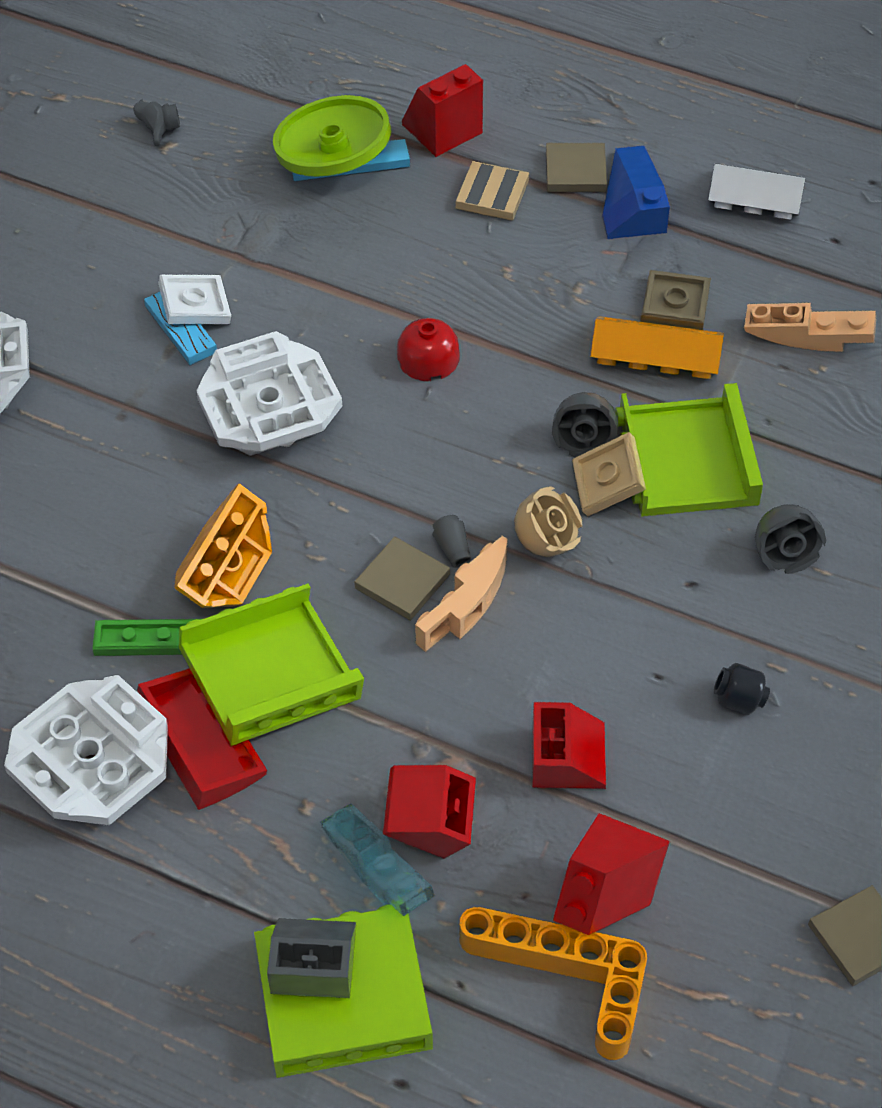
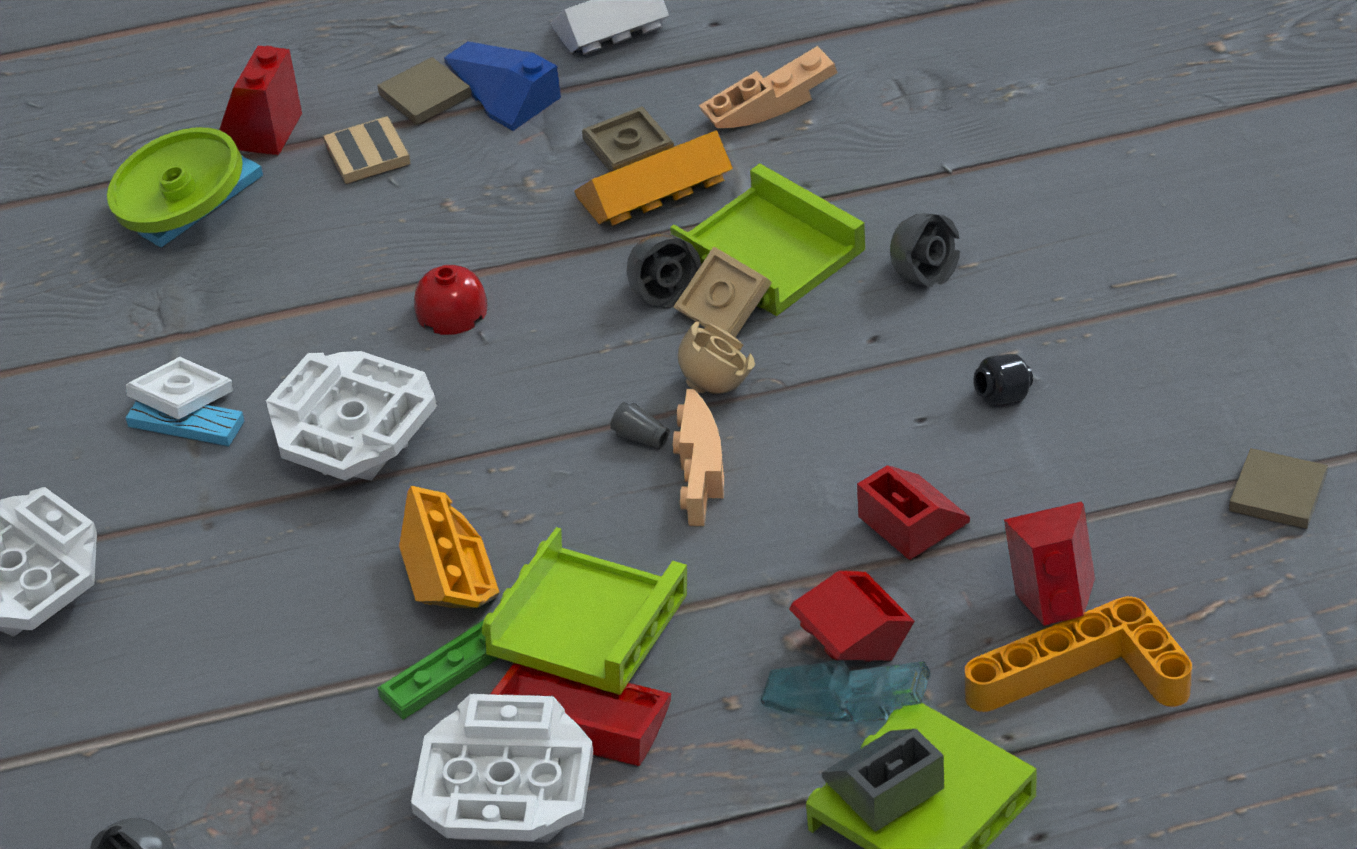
camera: 35 degrees left, 10 degrees down
(402, 578) = (623, 483): dark tan tile -> none

